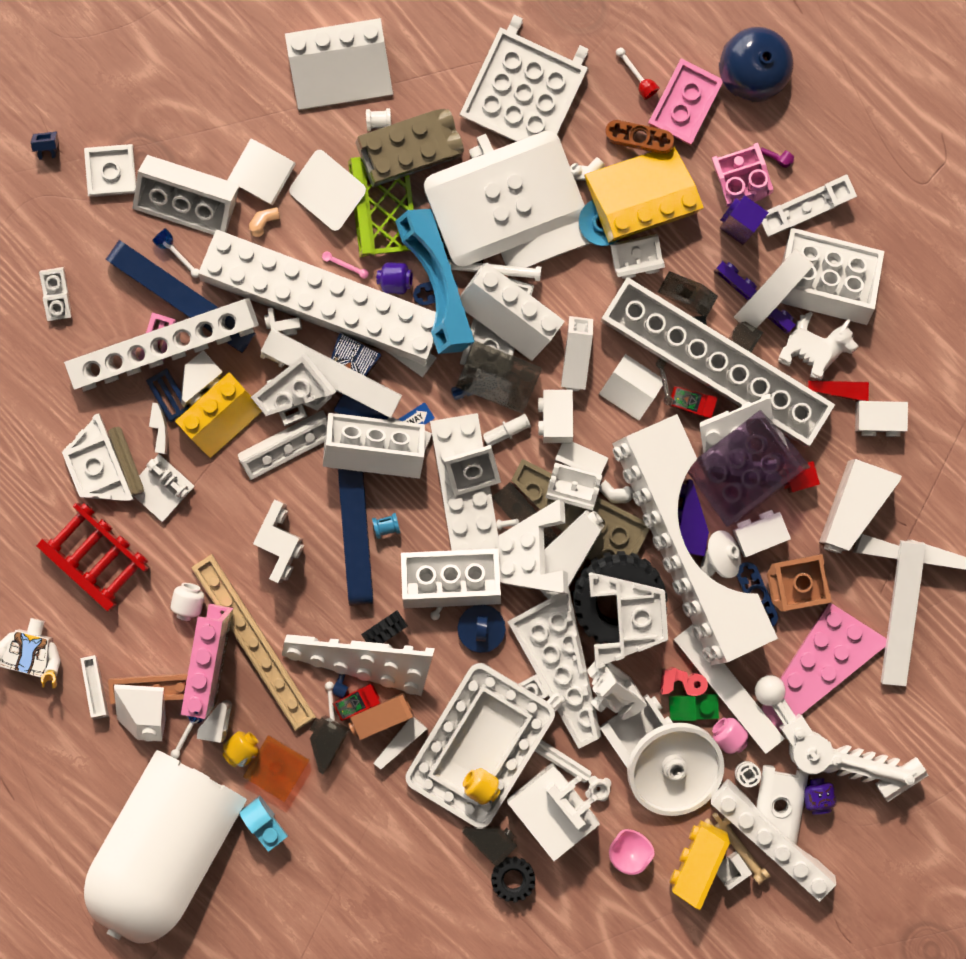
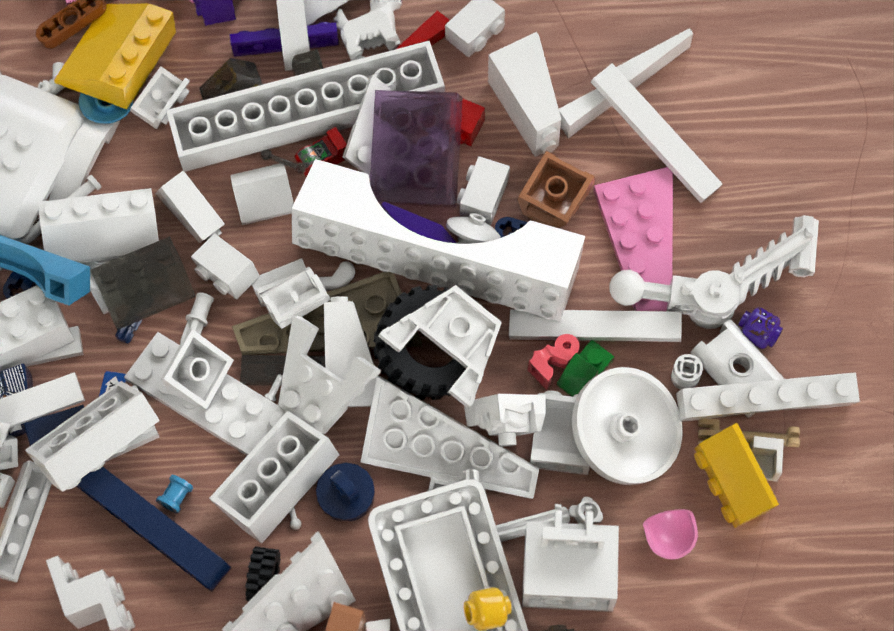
camera: 40 degrees left, 20 degrees down
(730, 735) = (639, 355): bright pink head -> none

